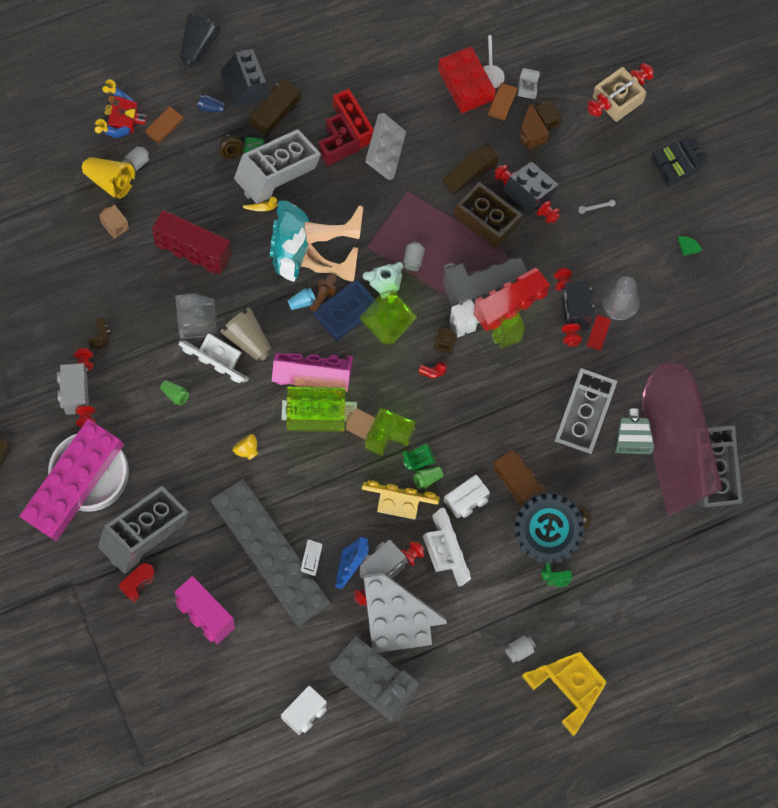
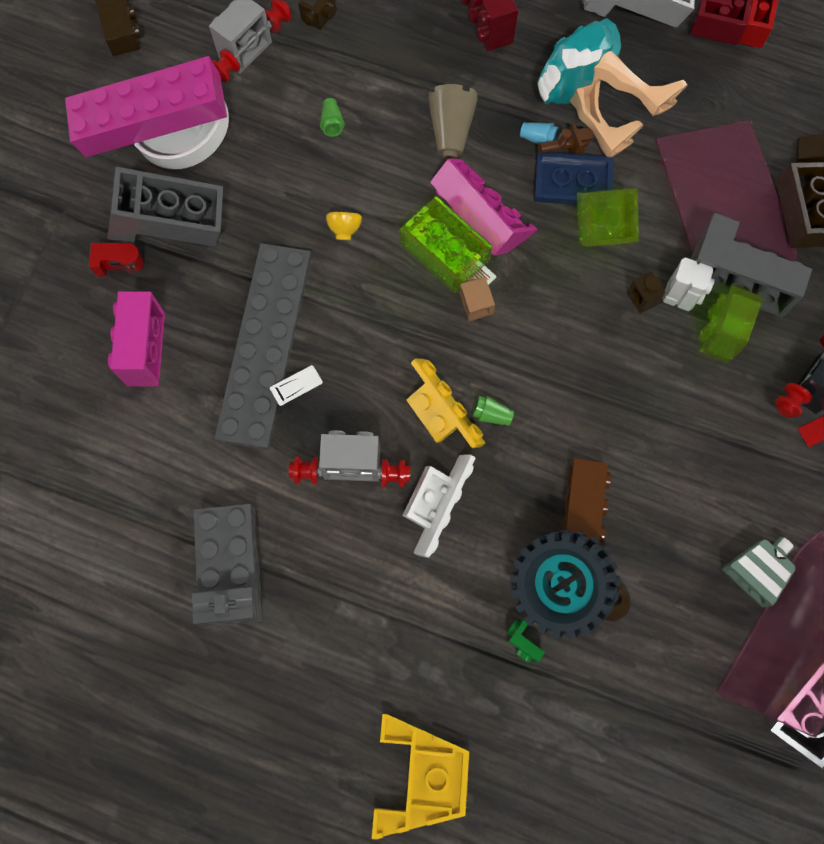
camera: 50 degrees right, 5 degrees up
(195, 316) = (421, 63): clear slope -> none
(218, 354) = (406, 117): white bracket -> none
(263, 206) = (585, 18): yellow bar -> none
(304, 711) = (130, 530): white brick -> none
(350, 560) = (329, 420): blue wing -> none
(385, 146) = (769, 55): light grey plate -> none
(385, 277) = (647, 178): light aqua rock -> none
(389, 427) = (498, 324): clear neon green brick -> none
(397, 616) = (312, 523): light grey wing -> none
(413, 256) = (694, 183): light grey brick -> none
(418, 458) = (500, 384): green bracket -> none
(434, 372) = (603, 314): red arm -> none
(466, 497) = (512, 469): white brick -> none
(510, 299) = (758, 299): red wedge -> none
(520, 648) = (409, 683): light grey brick -> none
(585, 411) = (731, 494): light grey hinge -> none

